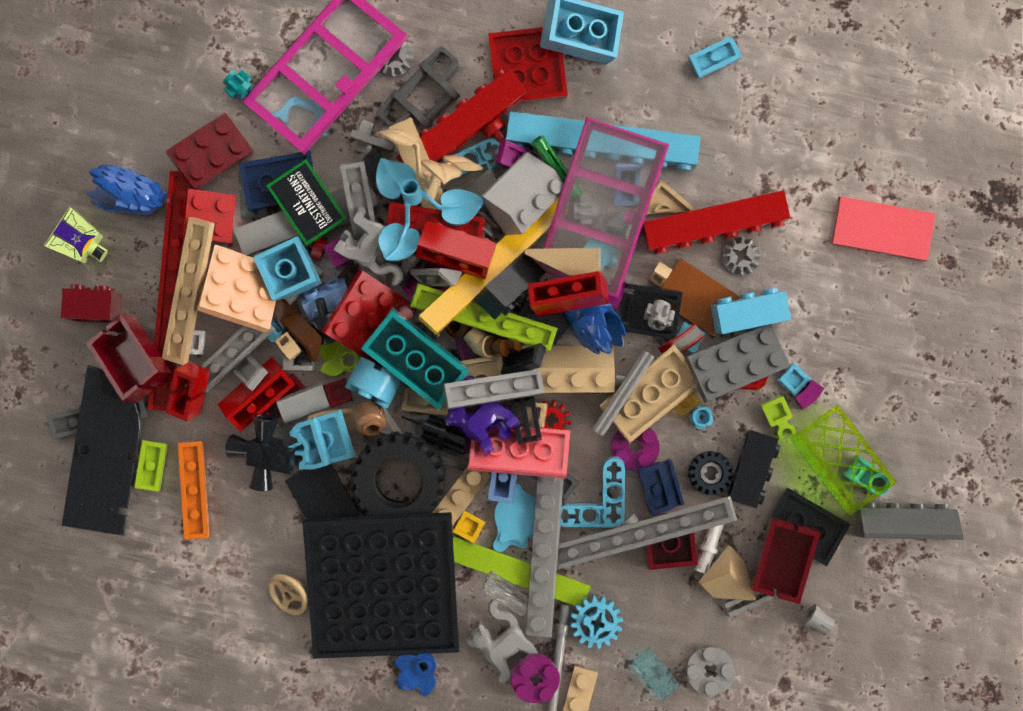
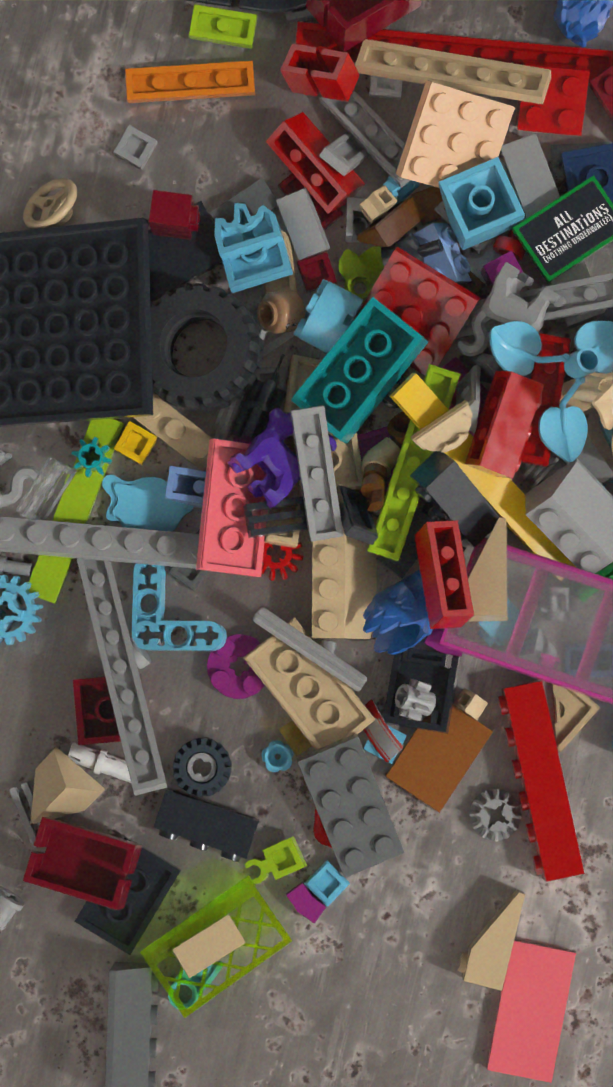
camera: 90 degrees right, 0 degrees up
(243, 531) = (135, 147): none -> light grey tile
(262, 453) = (237, 170): black brick -> none
(298, 499) = (173, 215): none -> dark red brick
(462, 292) = (447, 430): none -> tan plate
(485, 564) = (87, 449): none -> teal gear
(660, 486) = (184, 699): dark blue plate -> none
(750, 311) = (419, 824): medium azure brick -> none
(838, 257) = (491, 949): none -> tan slope
(844, 465) = (208, 946): none -> tan tile

